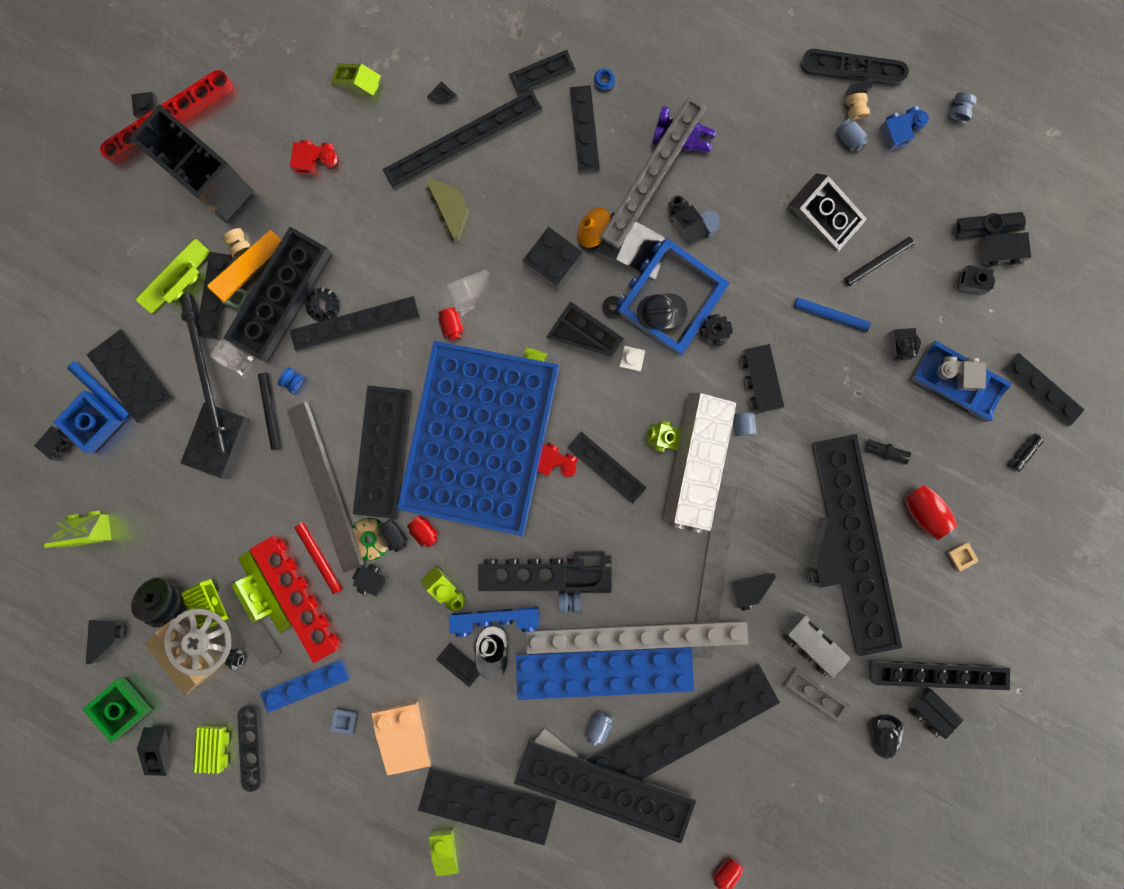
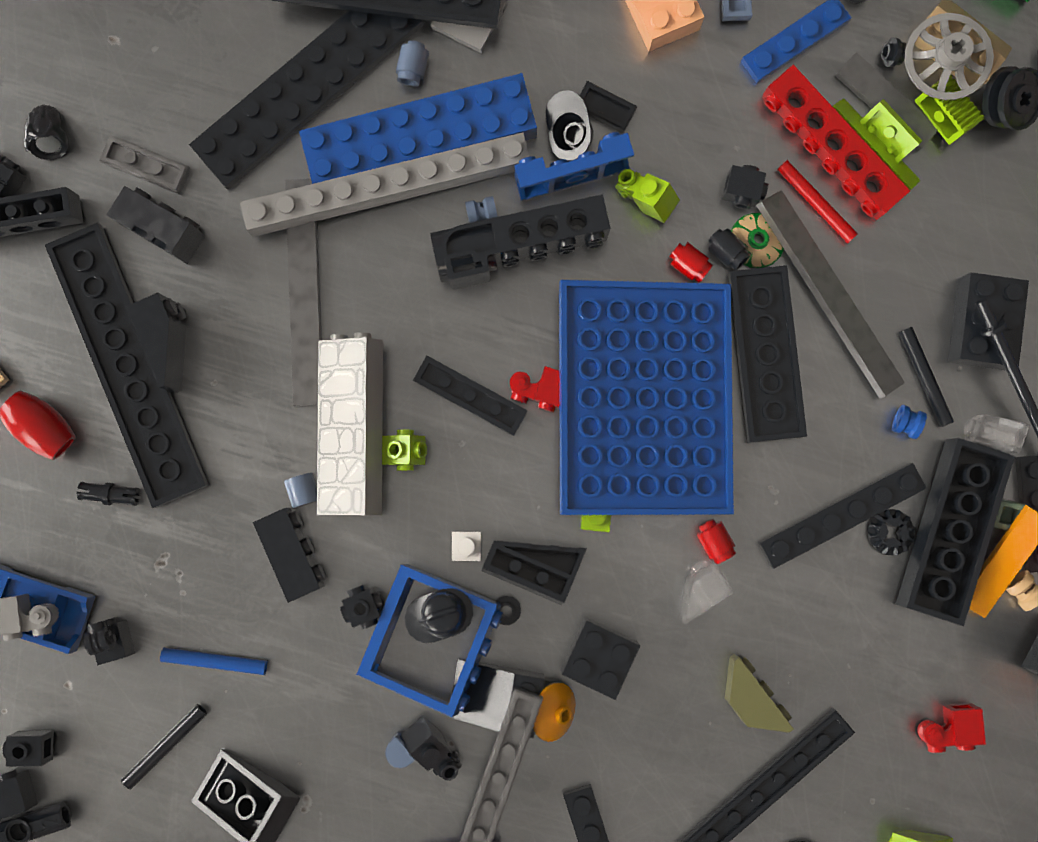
camera: 170 degrees right, 0 degrees up
(750, 590) = (252, 277): black slope -> none

